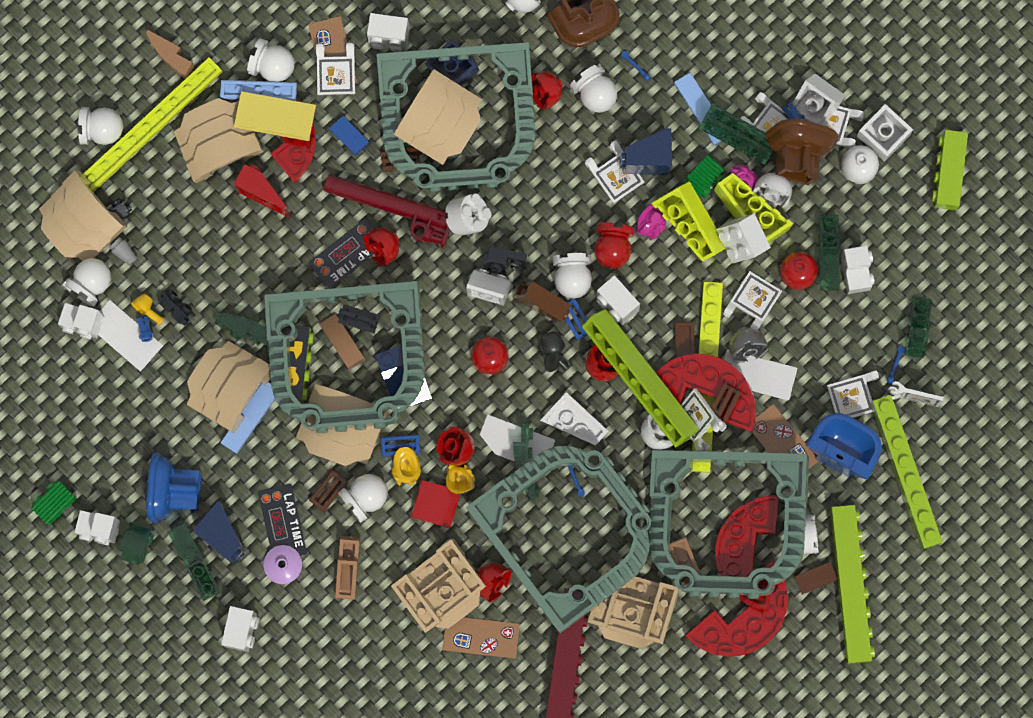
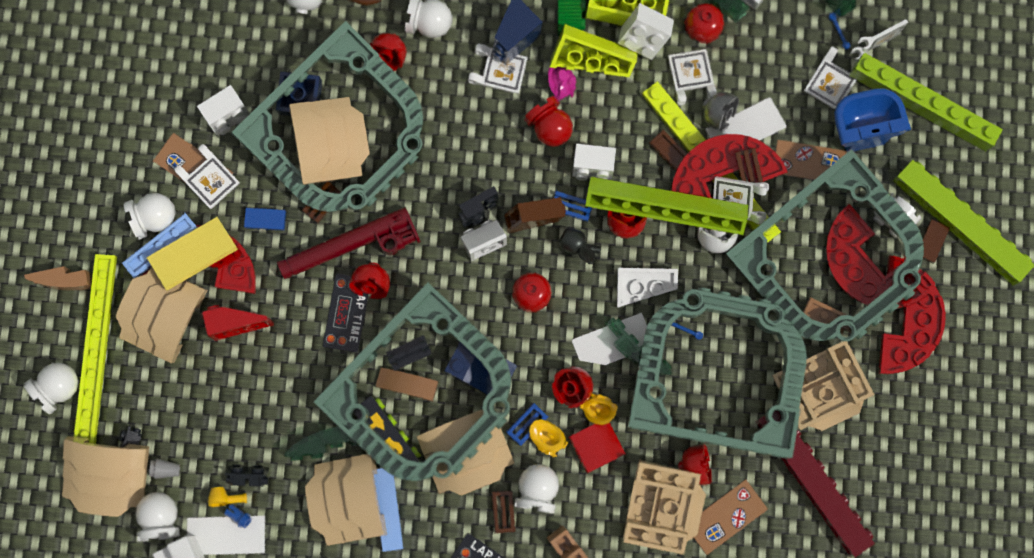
camera: 50 degrees left, 0 degrees up
(467, 215) = (417, 197): white brick -> none
(572, 276) = (541, 174): white tile -> none

